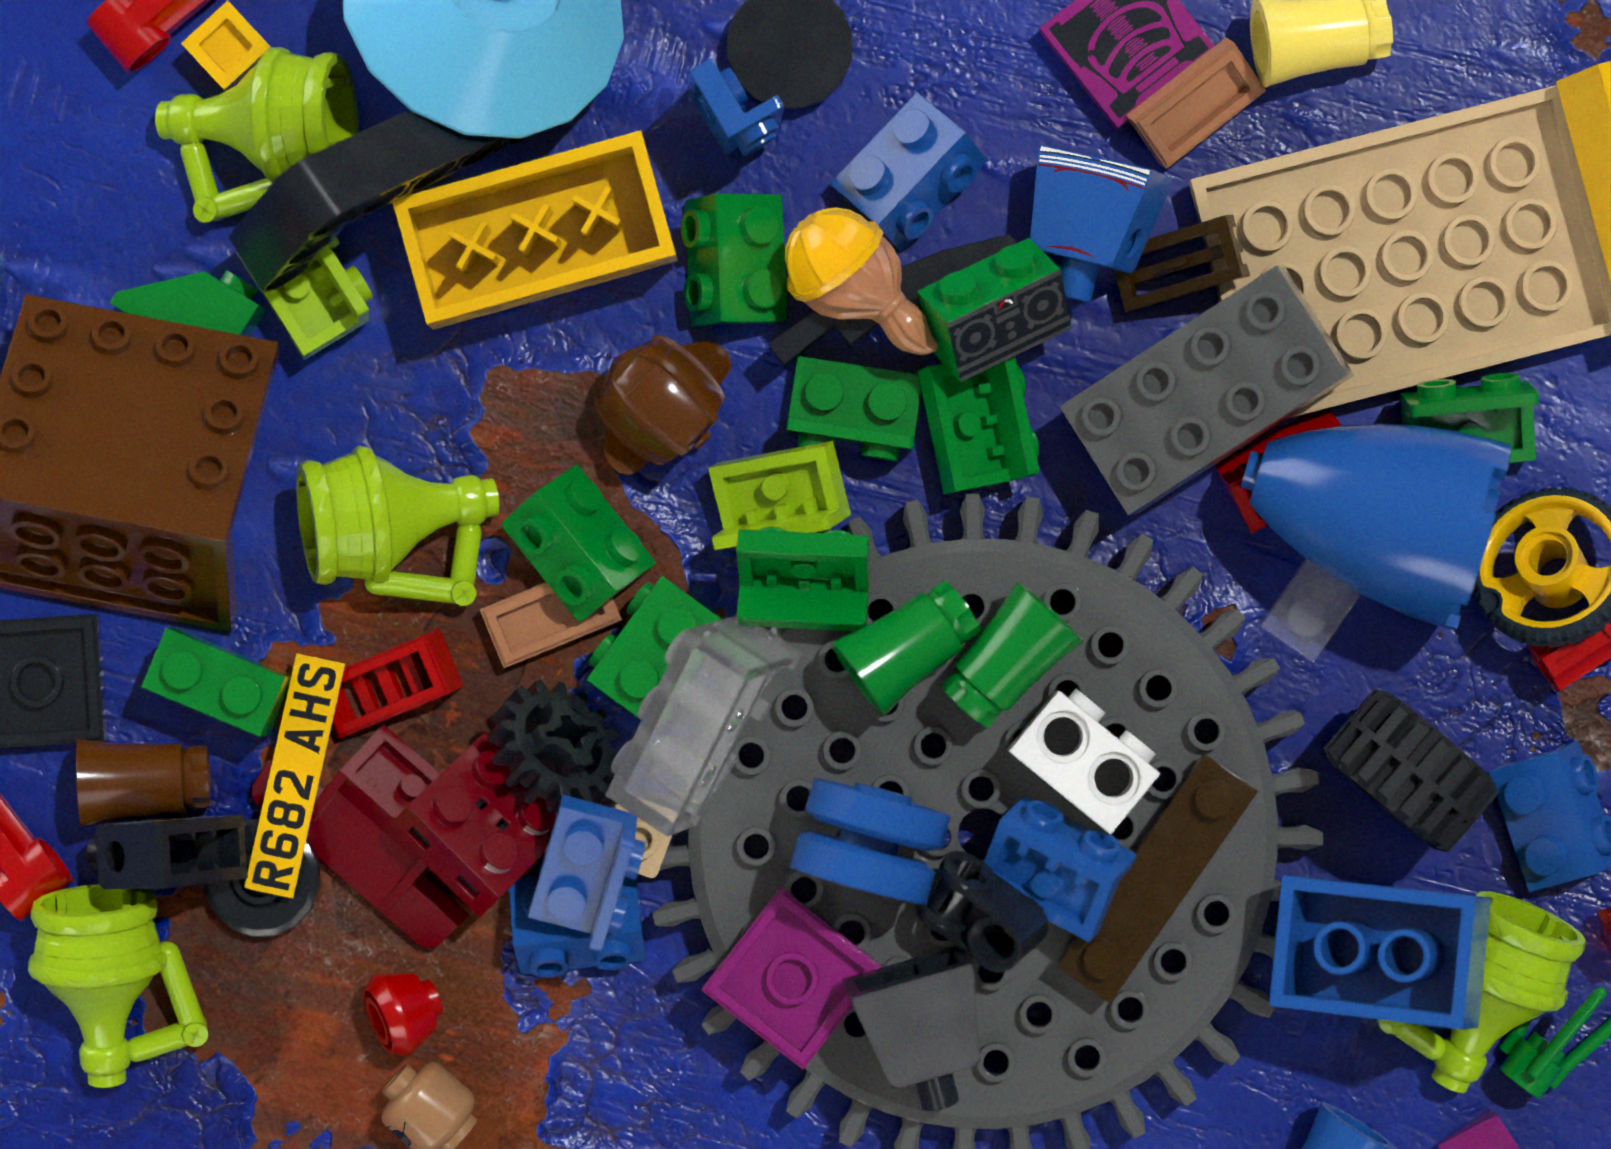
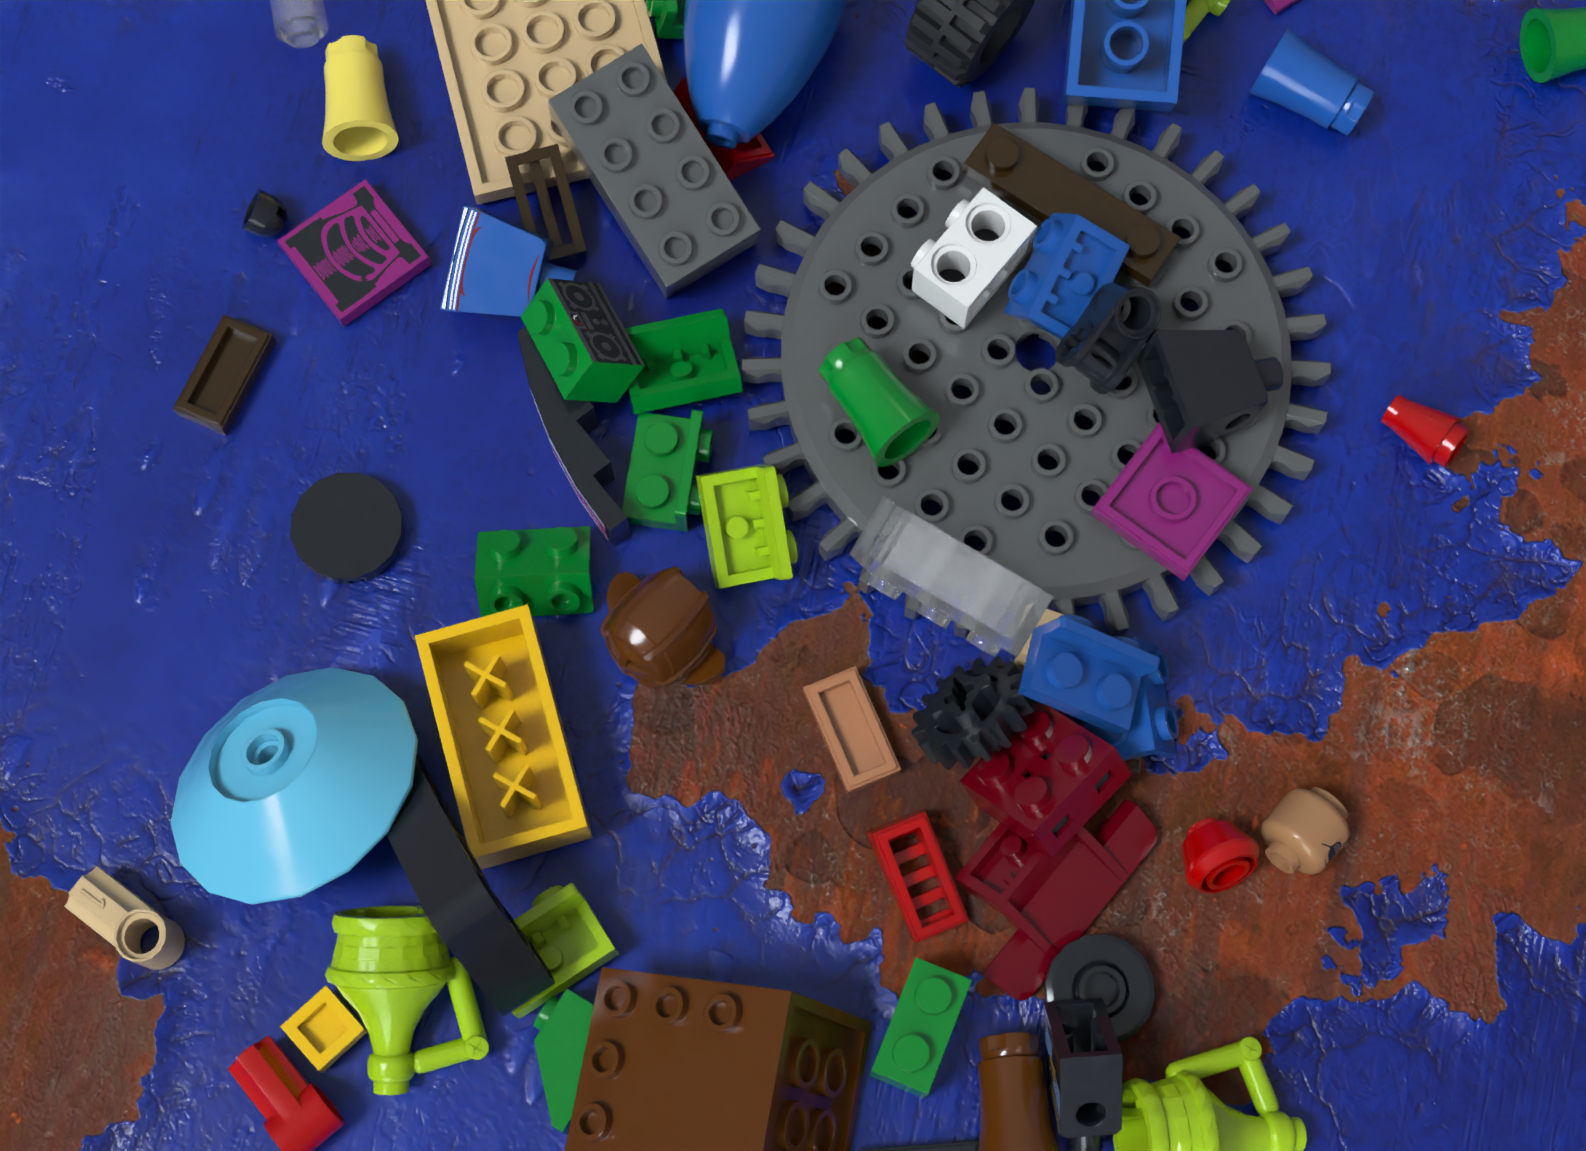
camera: 95 degrees left, 15 degrees down
(294, 775) = (1006, 955): yellow sticker -> none
(367, 516) = (763, 887): lime piece -> none
(577, 542) = (788, 701): green bracket -> none
(635, 659) = (881, 631): green bracket -> none
(722, 106) = (399, 569): blue bracket -> none
(803, 579) = (819, 491): green bracket -> none
(852, 272) = (548, 460): piece -> none
(870, 839) = (1050, 420): blue wheel -> none
(910, 171) = (459, 424): blue bracket -> none
(1009, 656) = (882, 314): green plant -> none
(1196, 103) = (409, 195): nougat tile -> none
(1309, 611) = (835, 108): clear plate -> none

